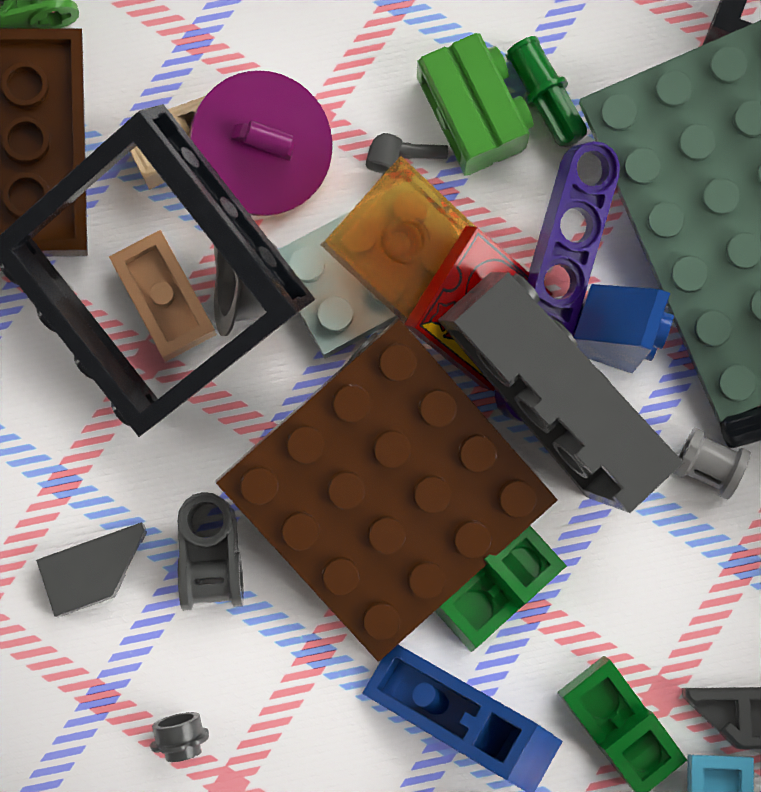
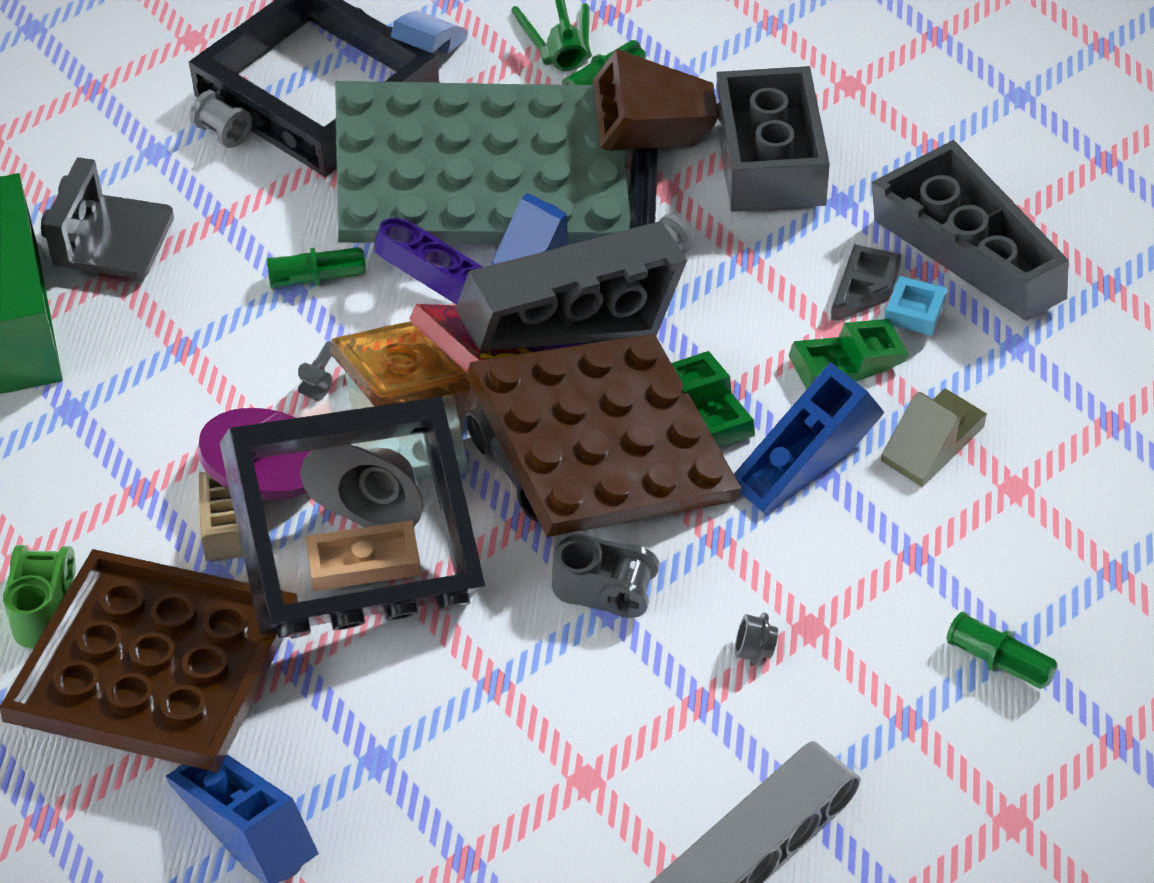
camera: 70 degrees left, 30 degrees down
(89, 570) = (585, 674): dark grey tile -> none
(474, 103) = (301, 308): bright green brick -> none

